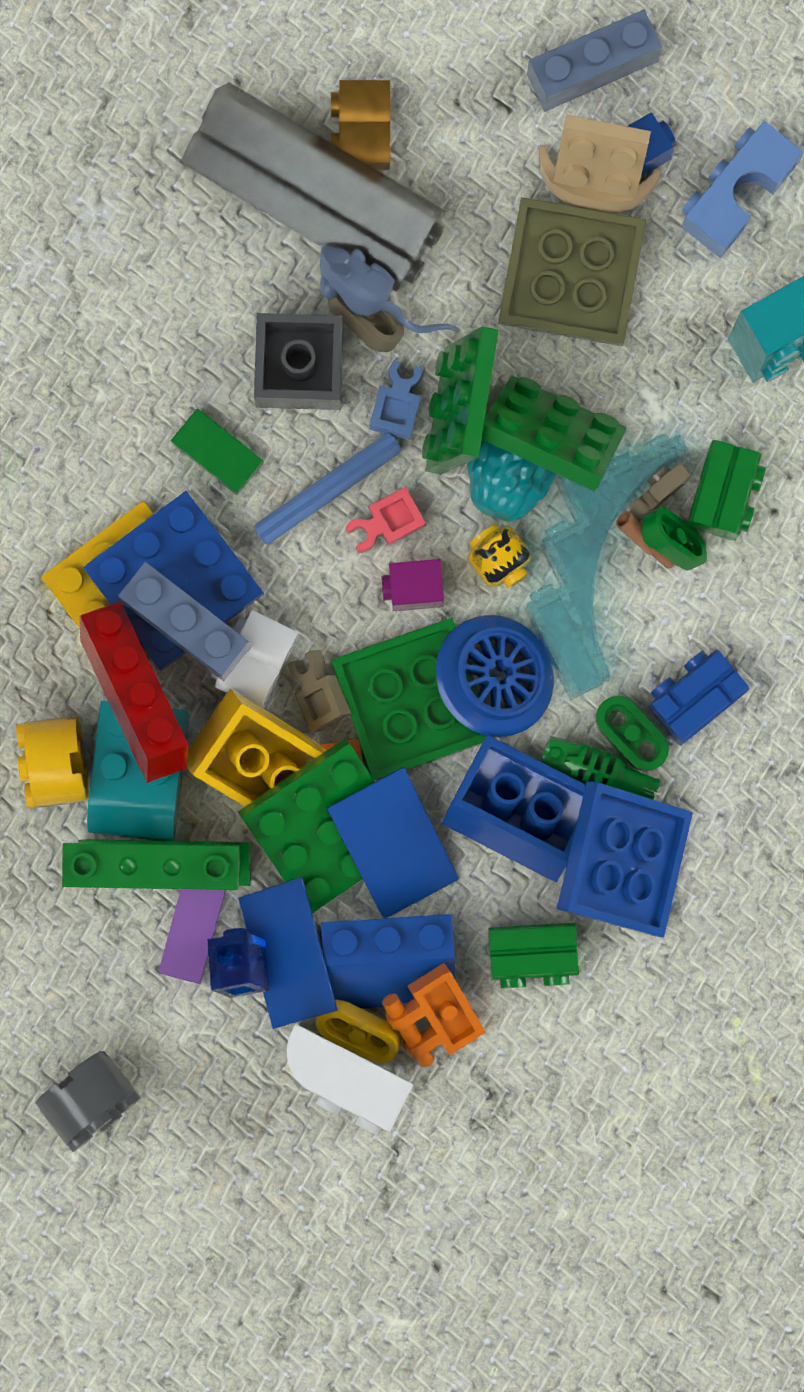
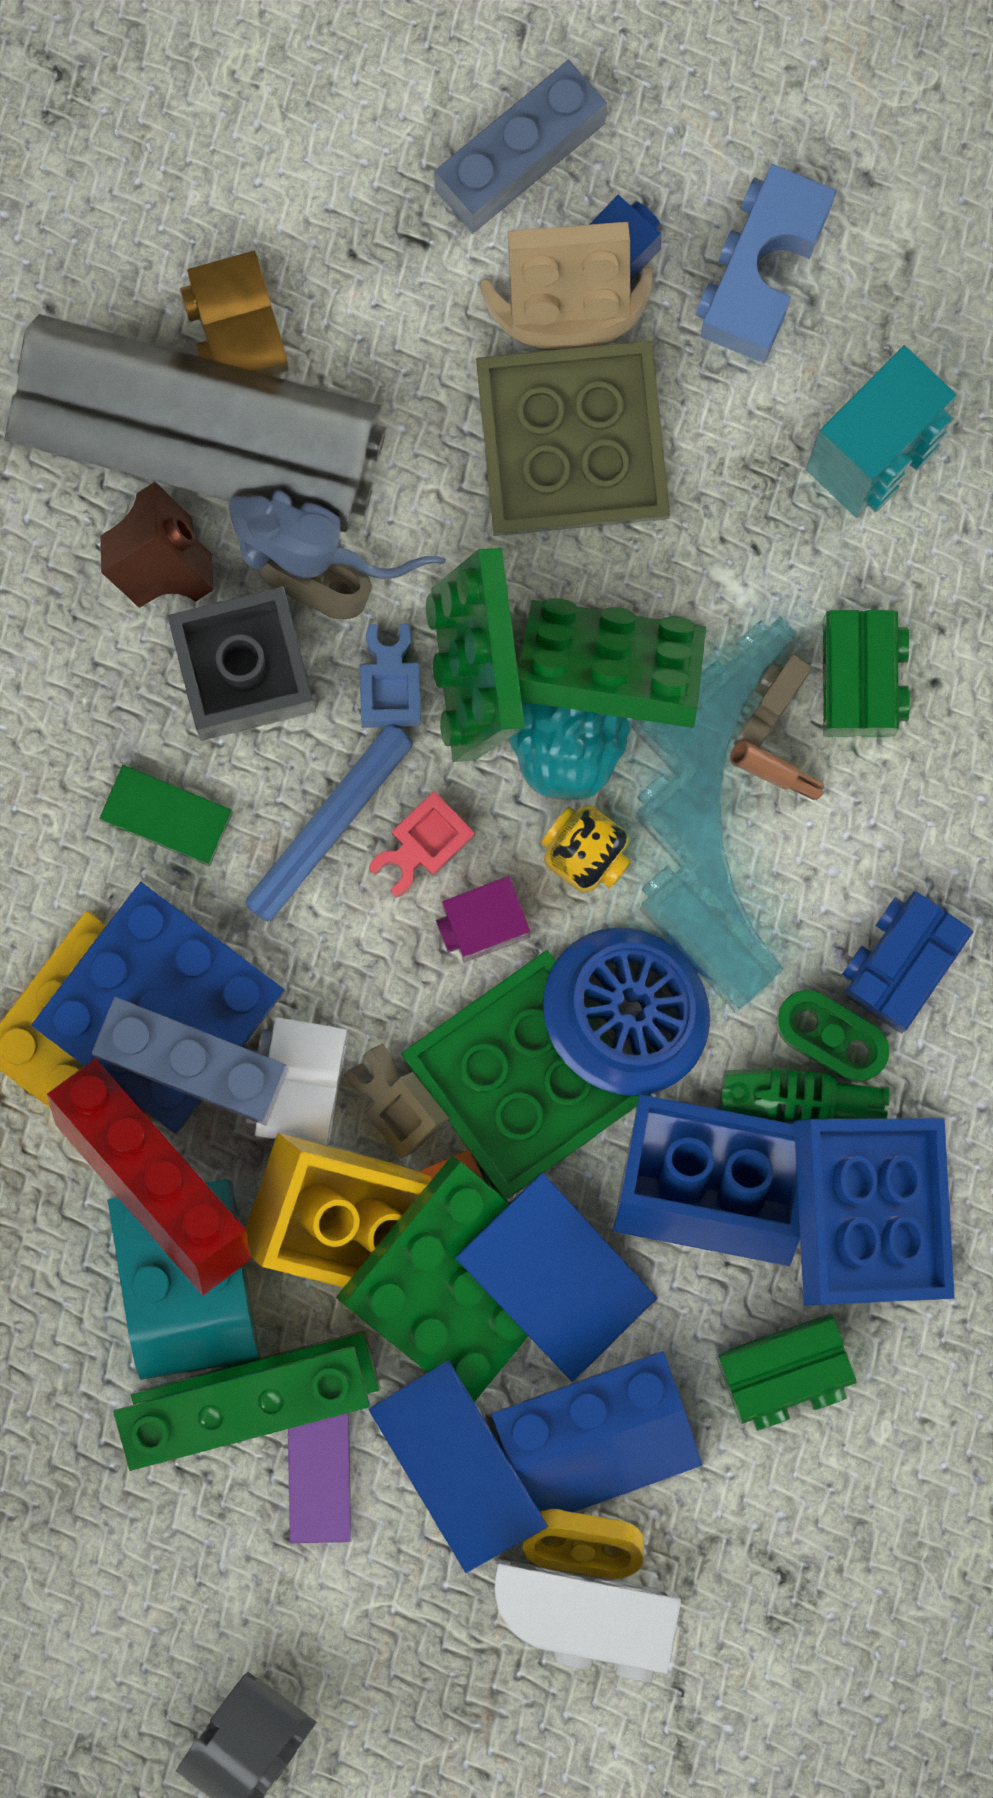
camera: 15 degrees left, 0 degrees up
(52, 762) = (65, 1300): yellow brick -> none
(238, 963) = (394, 1500): clear blue brick -> none
(262, 268) = (156, 551): none -> copper brick
(445, 1008) = (692, 1481): orange plate -> none
(673, 539) = (813, 759): green plate -> none

